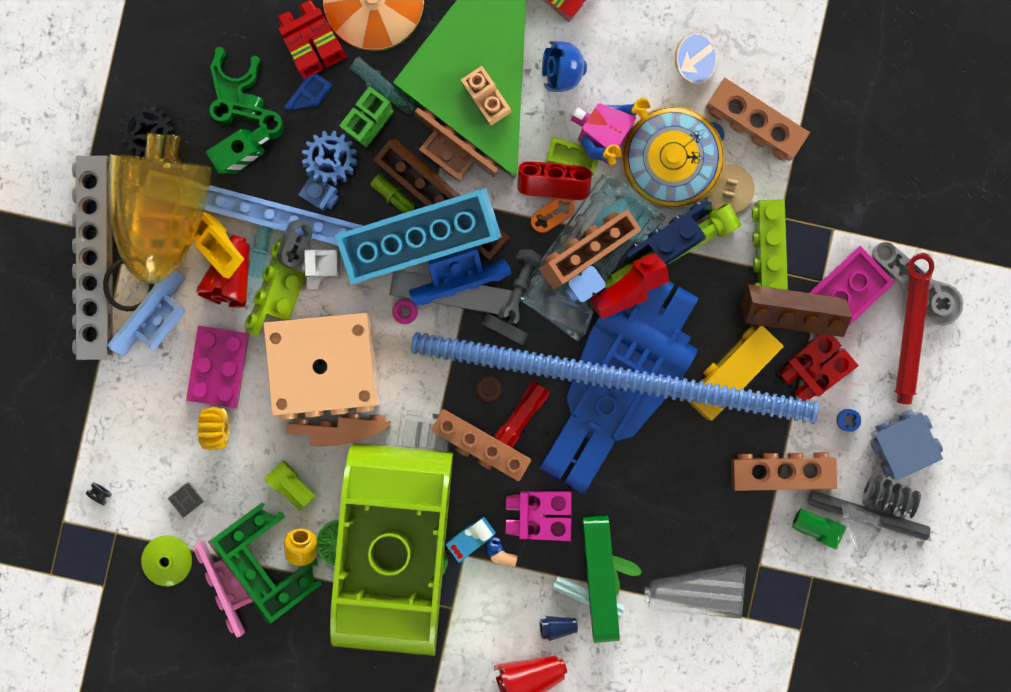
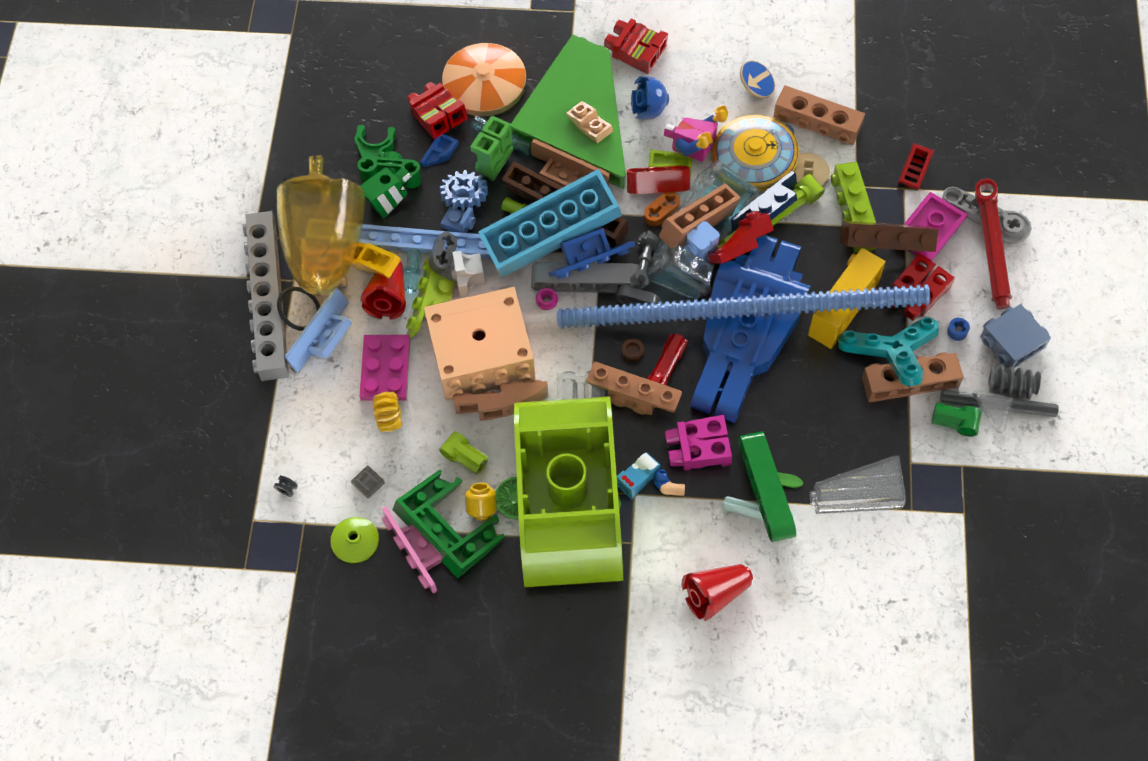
camera: 10 degrees left, 25 degrees down
(557, 627) = (734, 540): dark blue cone -> none
(774, 457) = (901, 359): none -> teal piece
(866, 202) = (919, 151): none -> red slope

